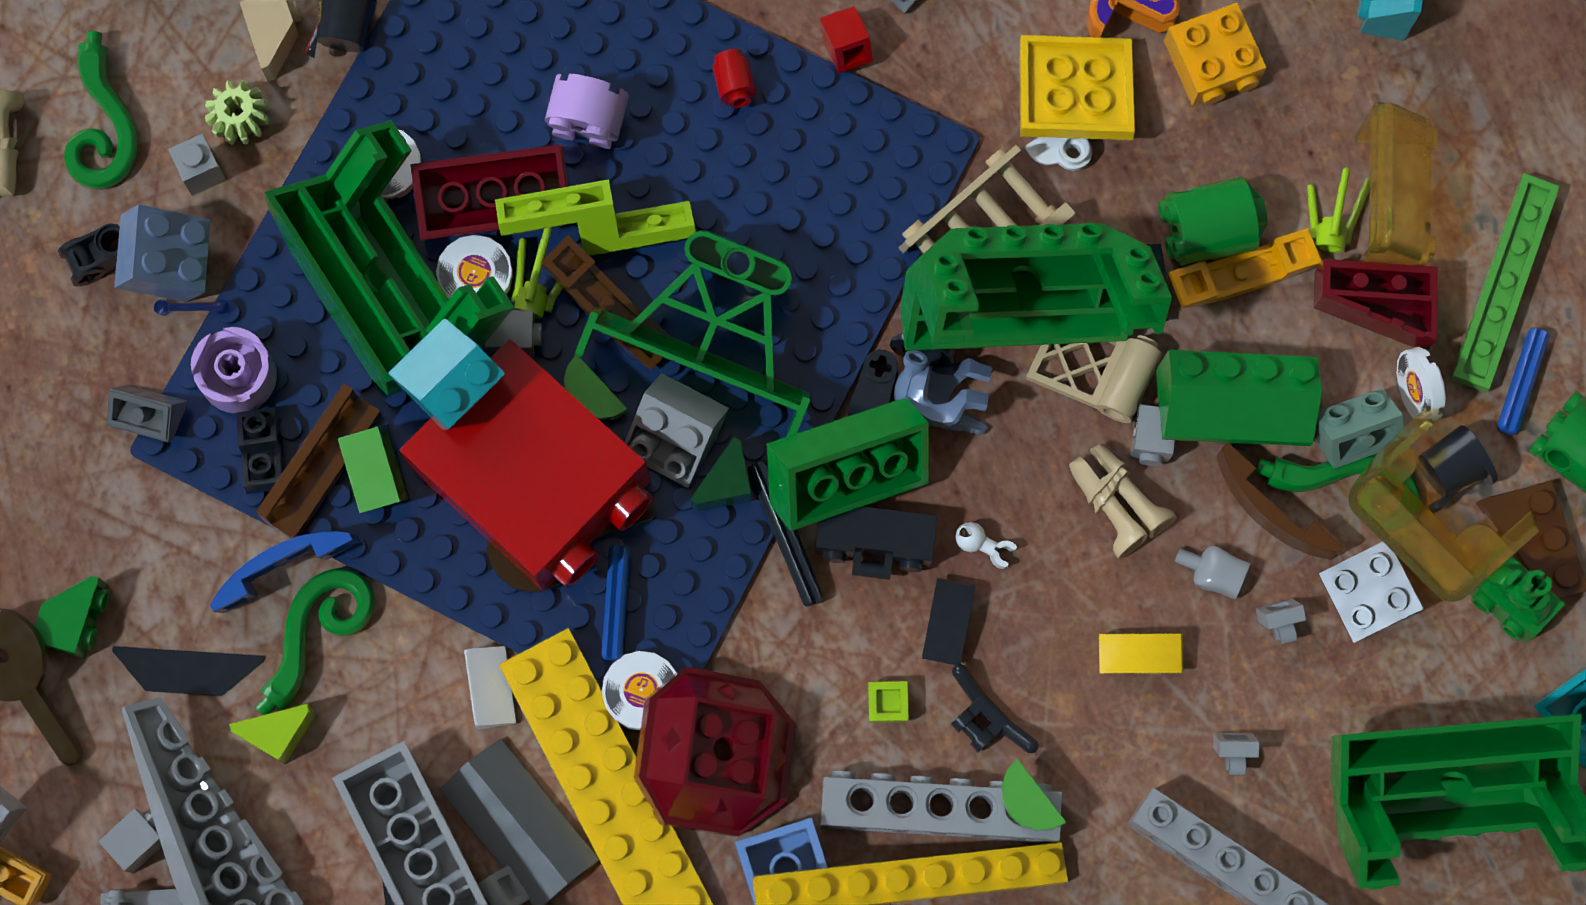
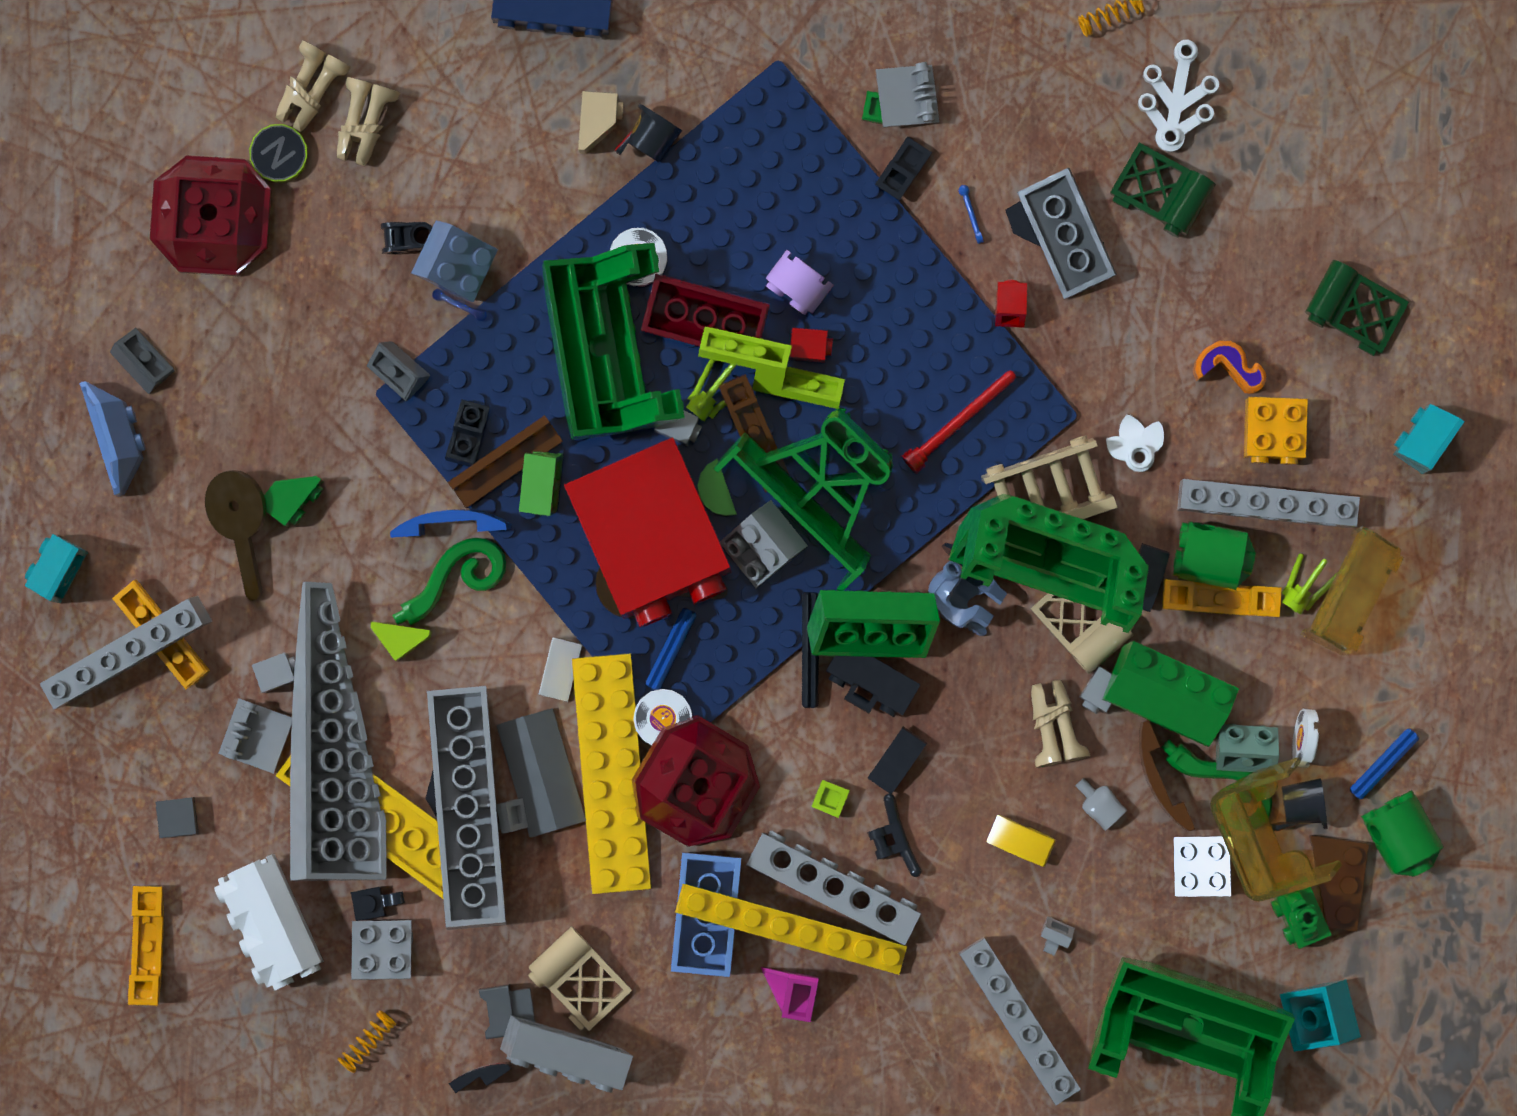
camera: 30 degrees right, 10 degrees up
(93, 74) = (456, 97): green plant -> none
(186, 670) = (355, 566): black sticker -> none
(197, 164) = (504, 200): light grey brick -> none
(228, 351) = (455, 372): lavender brick -> none
(234, 126) = (558, 174): yellowish green gear -> none
(446, 374) = (617, 449): teal slope -> none
(472, 262) = (669, 366): tile -> none
(631, 177) = (810, 345): none -> red brick
(725, 483) = (783, 597): dark green slope -> none
(734, 78) = (916, 301): red brick -> none
(814, 255) = (918, 456): none -> red piece
(874, 390) = (915, 577): black piece -> none
(977, 540) = (942, 711): white arm -> none
(1027, 802) = (893, 910): bright green tile -> none
(1076, 87) = (1162, 411): yellow plate -> none
(1247, 140) = (1268, 503): none -> light grey brick
(1281, 617) = (1130, 857): light grey tile -> none
(1381, 298) = (1308, 662): dark red wedge -> none
(1504, 283) = (1406, 687): bright green plate -> none

